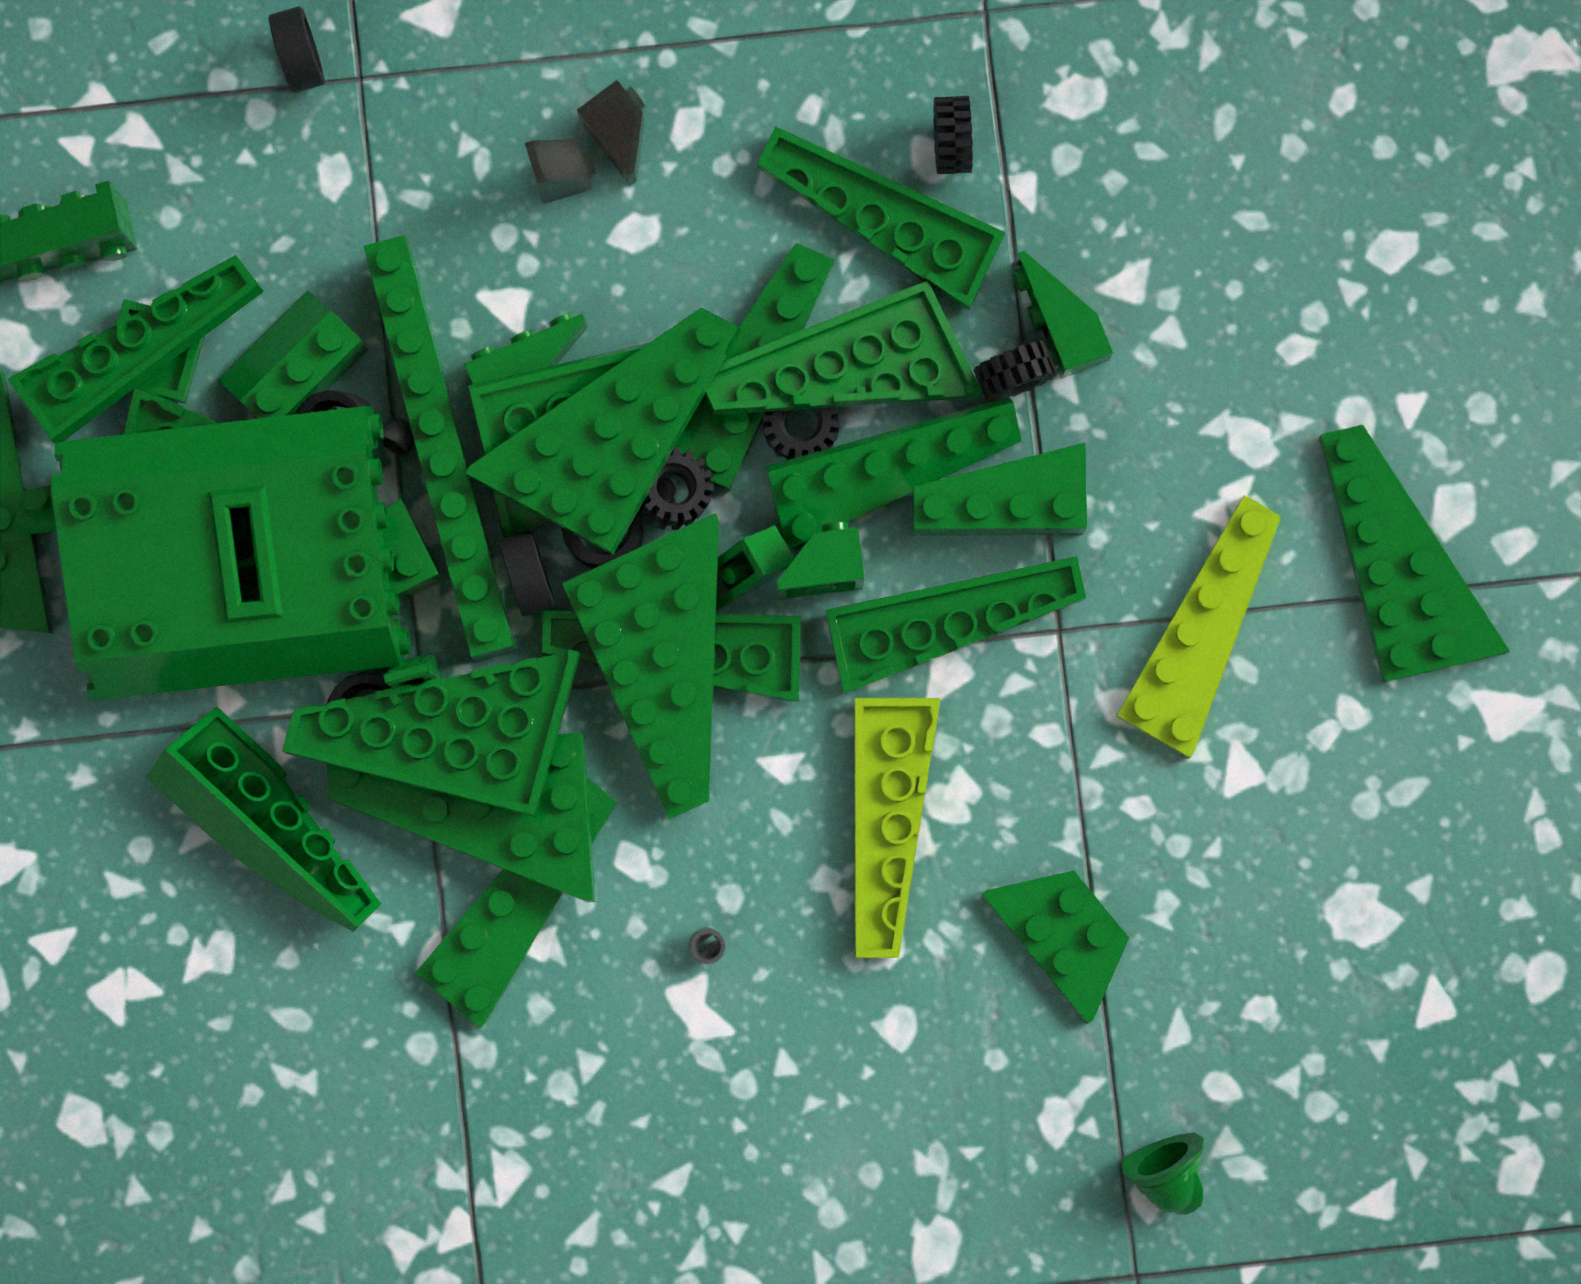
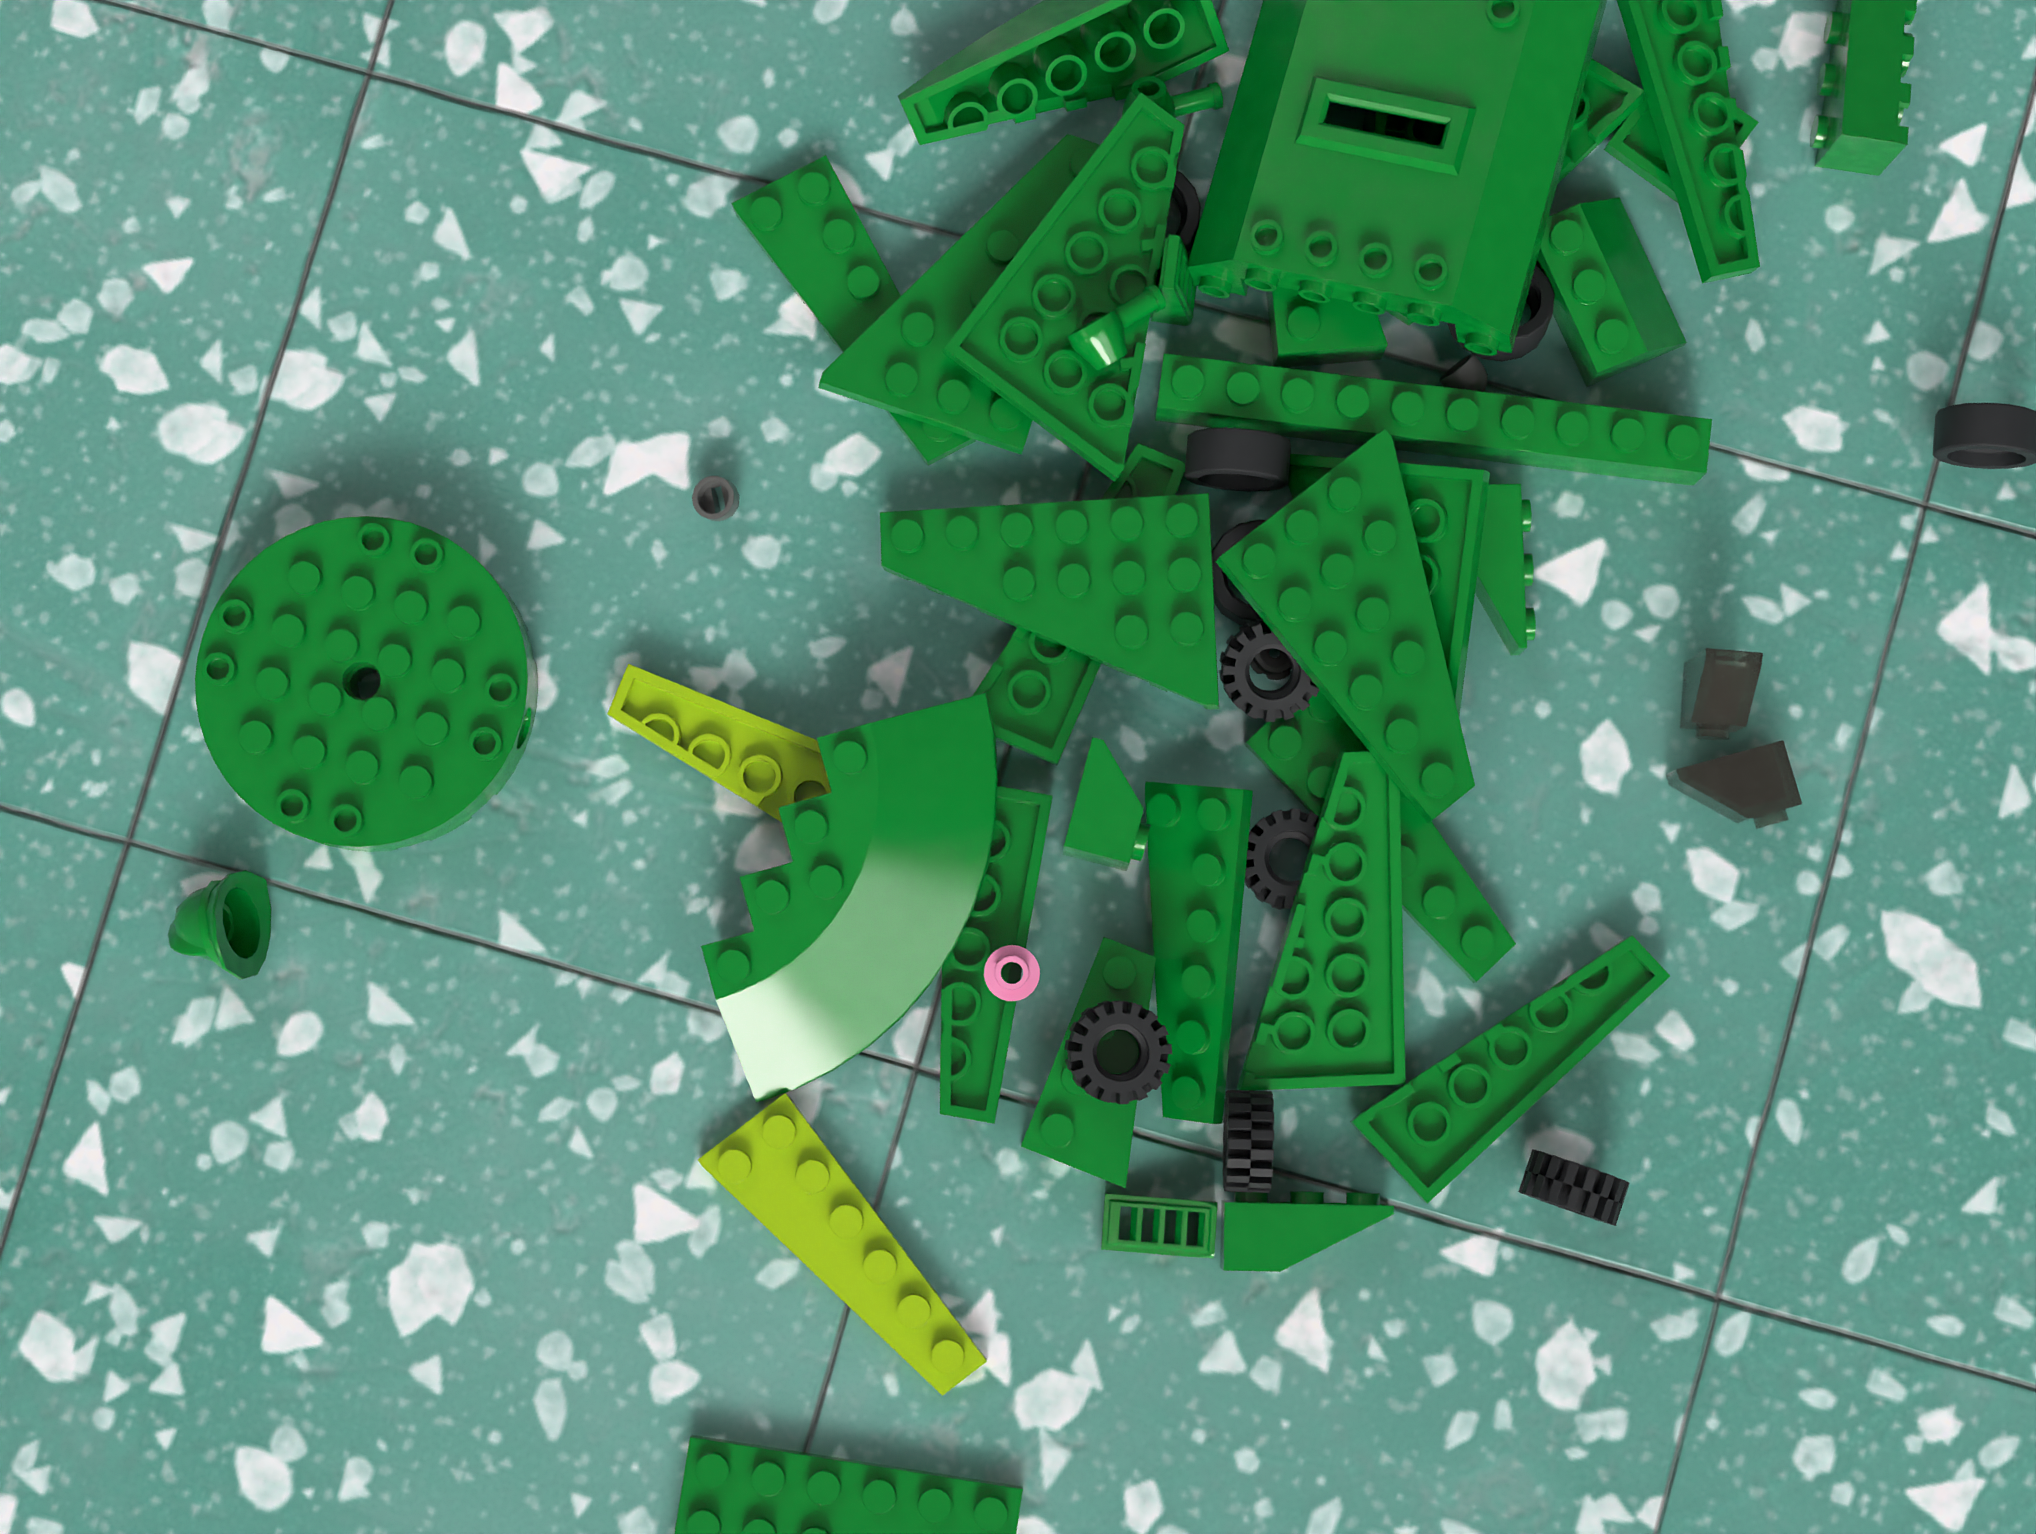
camera: 115 degrees right, 0 degrees up
(277, 732) = (1176, 104): none -> green bar
(480, 702) = (1103, 338): none -> green bar
(751, 565) = (1142, 728): green slope -> none
(955, 709) = (870, 897): none -> green brick
(961, 598) = (1015, 991): none -> bright pink plate
(961, 1209) = (287, 666): none -> green brick
(994, 457) = (1152, 1051): none -> black tyre
(1065, 935) = (554, 922): green wing -> none
(1102, 375) = (1206, 1226): none -> green slope

